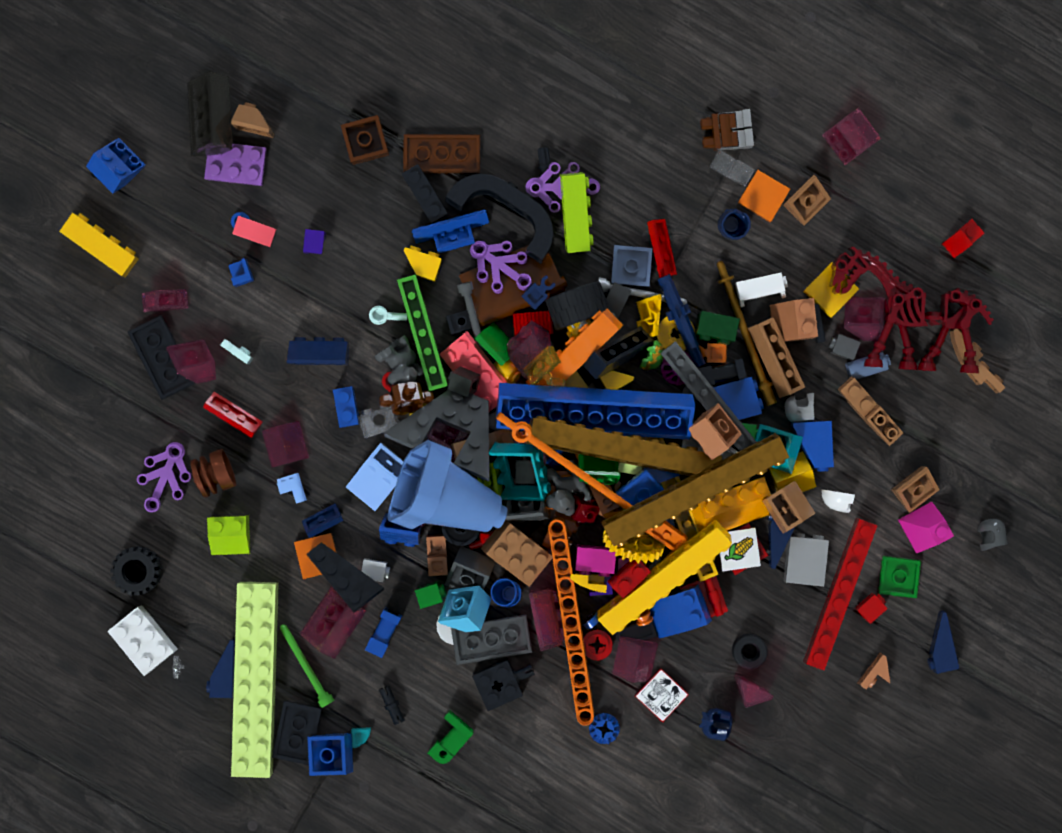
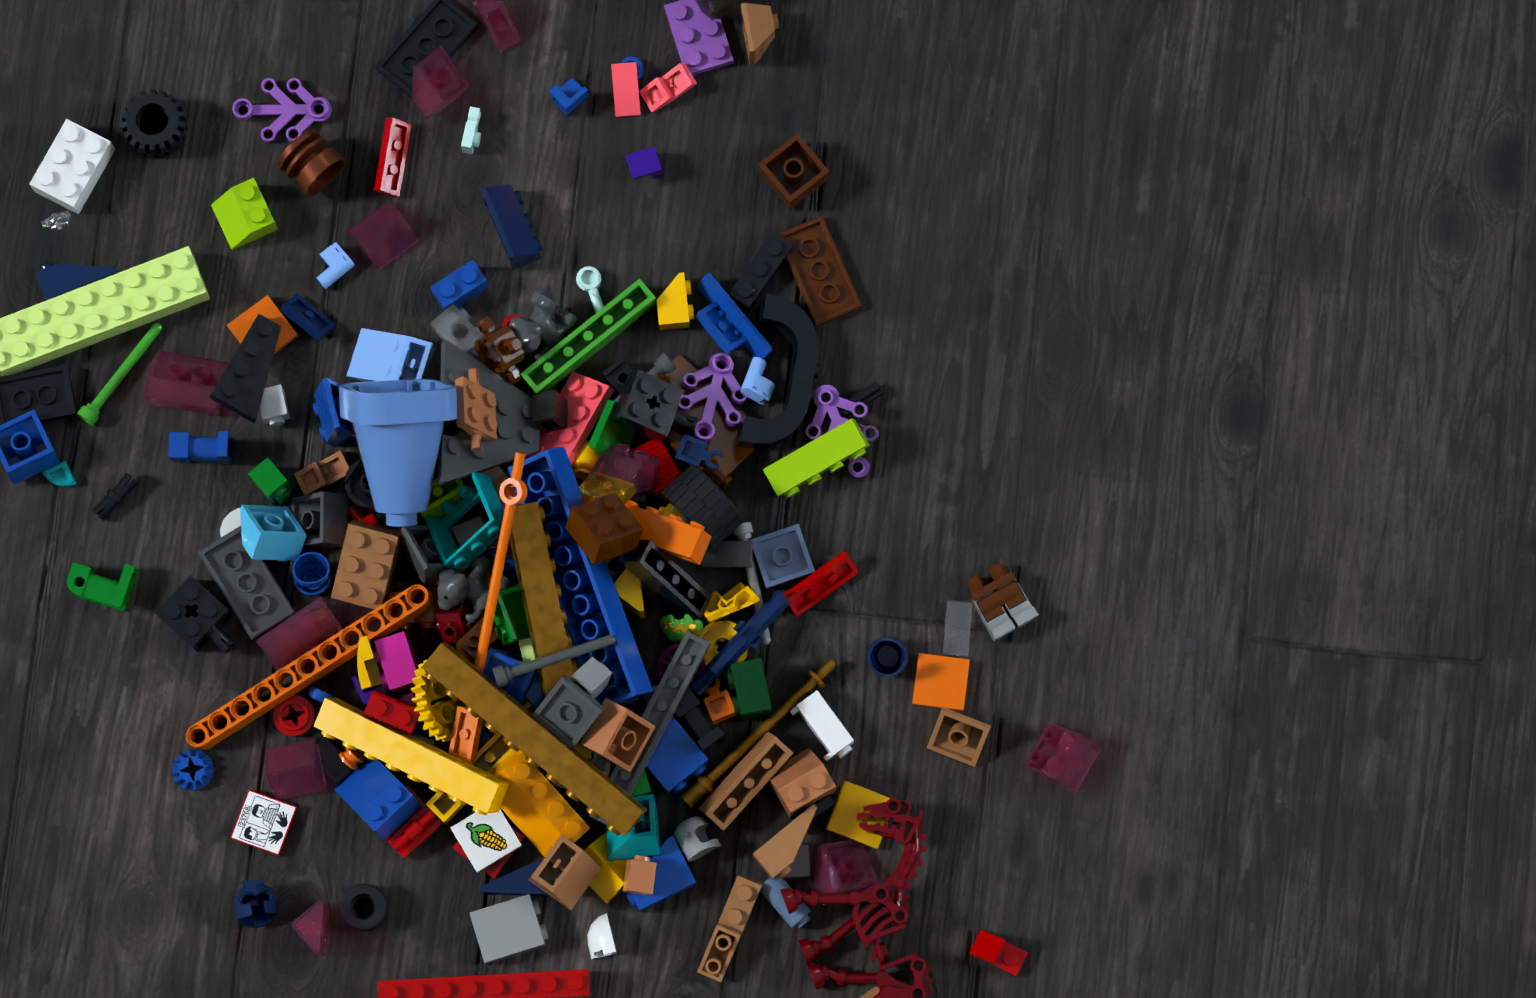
camera: 65 degrees right, 10 degrees down
(265, 201) = (668, 87): none -> coral slope
(445, 432) = (476, 410): none -> nougat plate
(500, 305) = (660, 411): none -> black brick
(505, 232) = (755, 385): none -> light blue piece
(573, 379) = (604, 528): none -> reddish brown brick
(643, 491) = (505, 674): none -> dark grey piece
(671, 434) = (592, 677): none -> light grey brick
(688, 458) = (568, 711): none -> dark grey plate
(813, 457) = (639, 876): none -> nougat brick
(836, 351) = (781, 850): none -> medium nougat slope

